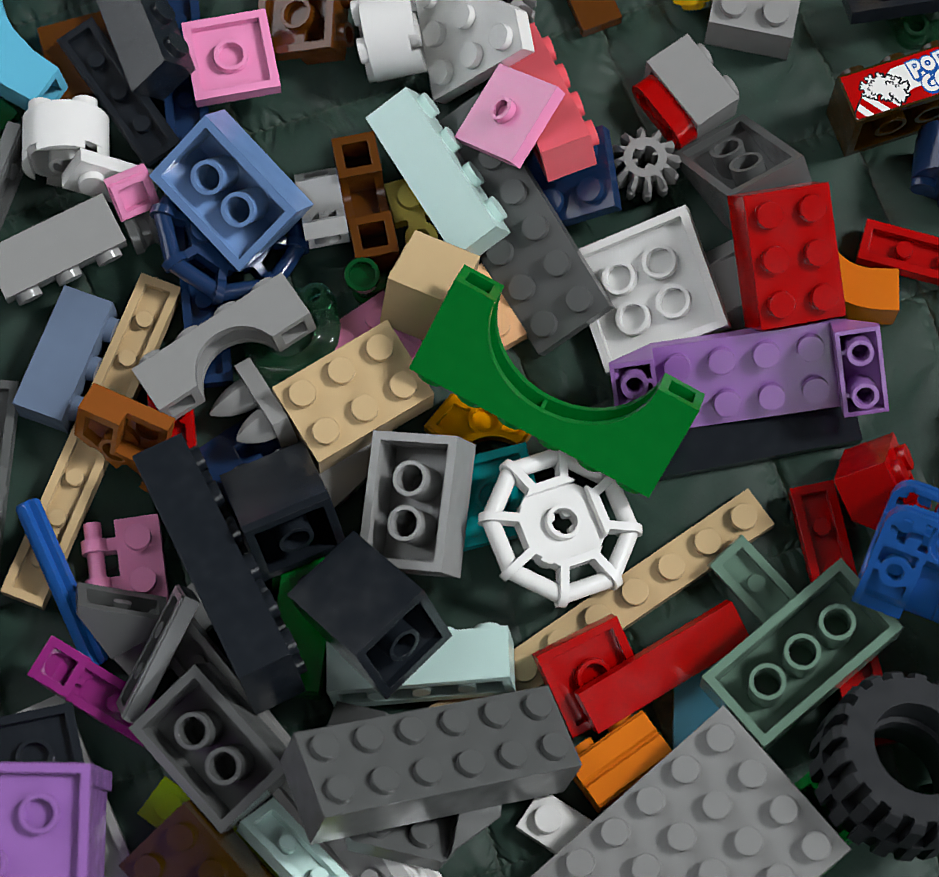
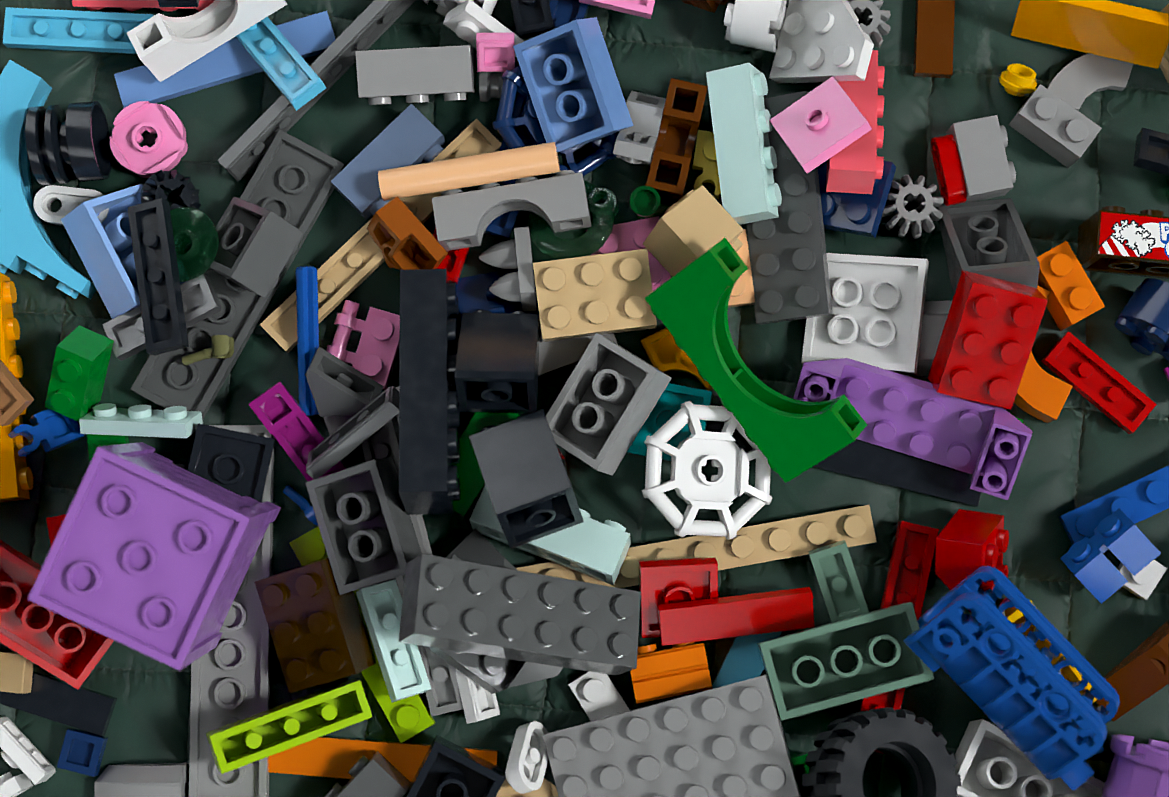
camera: 25 degrees right, 10 degrees up
(149, 769) = (302, 503): none -> blue hand
(159, 324) = (469, 171): none -> light nougat piece
(853, 178) = (1071, 291): none -> orange brick

